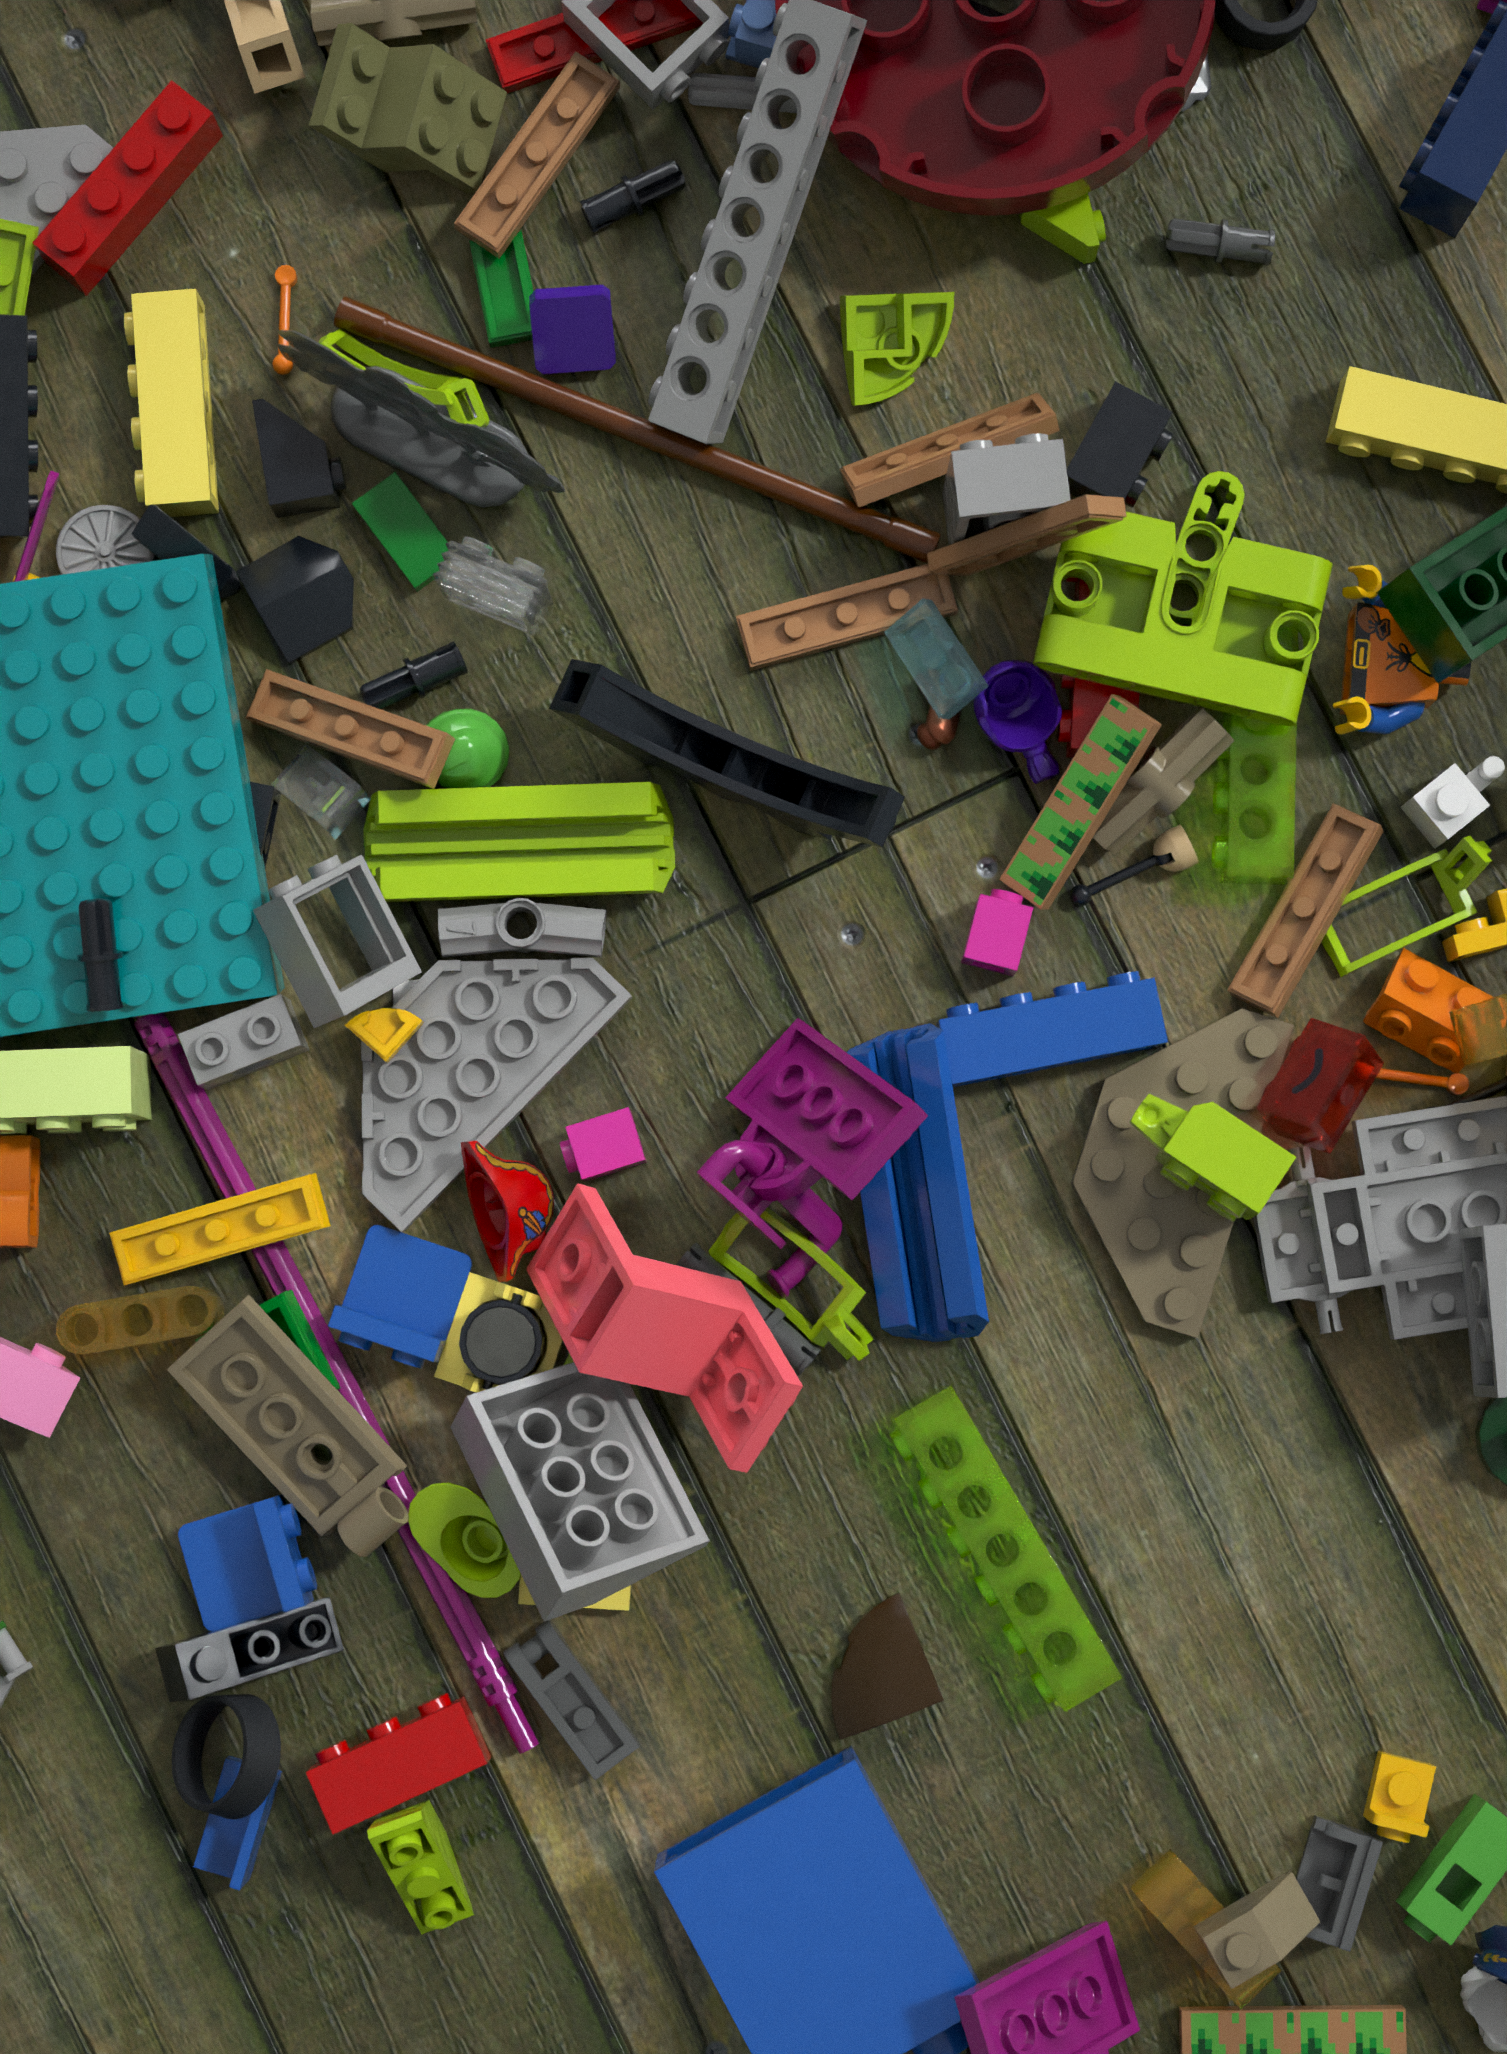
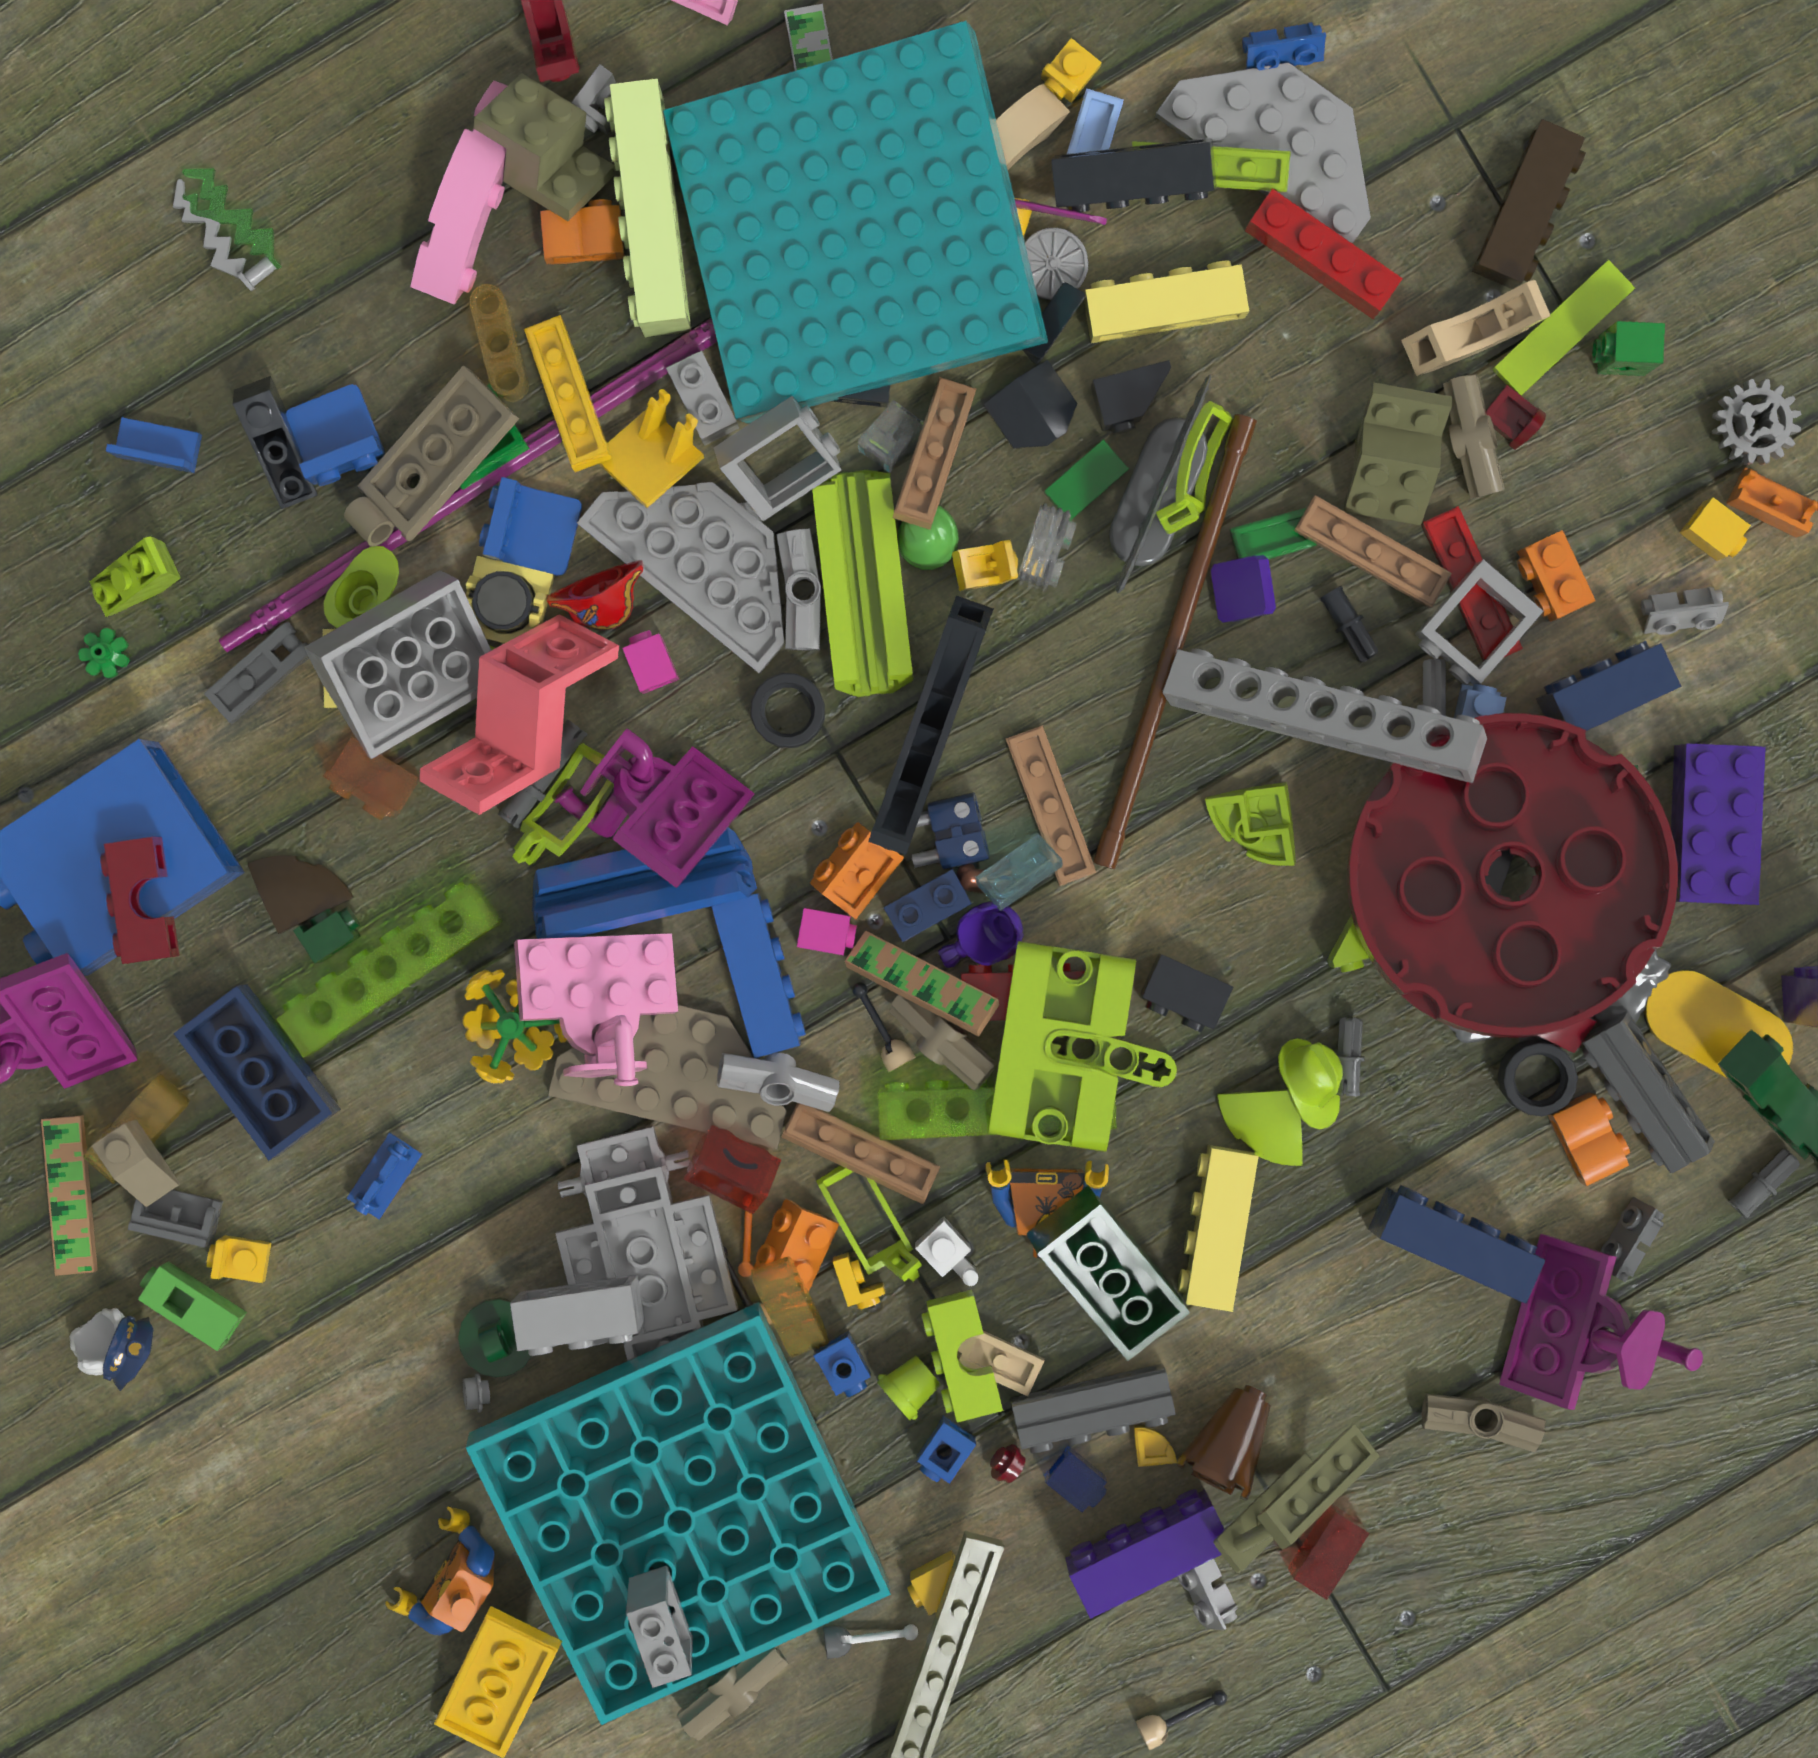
camera: 85 degrees right, 5 degrees up
(100, 955) = (748, 289): black axle -> none
(258, 1763) = (205, 456): black tyre -> none
(286, 279) = (1269, 376): orange hinge -> none
(316, 1119) = (652, 454): none -> yellow plate
(385, 1029) = (719, 498): yellow tile -> none
(397, 1762) = (205, 554): red brick -> none
(415, 677) = (978, 496): black axle -> none
(510, 673) = (985, 565): none -> yellow bracket
(528, 1910) = (104, 653): none -> green plant
(693, 920) = (777, 682): none -> black tyre
(740, 1544) = (375, 781): none -> clear orange bracket
(875, 742) = (957, 832): none -> dark blue piece
(914, 886) = (855, 871): none -> orange bracket
(930, 454) = (1176, 870): medium nougat tile -> none
(935, 1892) = (129, 867): none -> dark red arch
(948, 1628) = (329, 933): none -> dark green brick
(971, 789) = (927, 905): none -> dark blue brick
(1002, 483) = (1139, 912): light grey brick -> none
(1027, 535) = (1107, 929): medium nougat tile -> none
(1064, 1249) = (597, 994): none -> bright pink plate
(1111, 1366) = (488, 1024): none -> yellow plant
(1138, 1746) = (257, 1071): none -> dark blue brick
(1200, 1014) = (777, 1080): none -> light grey piece
(1214, 1154) = (674, 1094): lime hinge -> none
(1248, 286) = (1312, 1080): none -> lime piece
(1296, 1580) = (384, 1176): none -> blue hinge
(1301, 358) = (1265, 1123): none -> lime brick

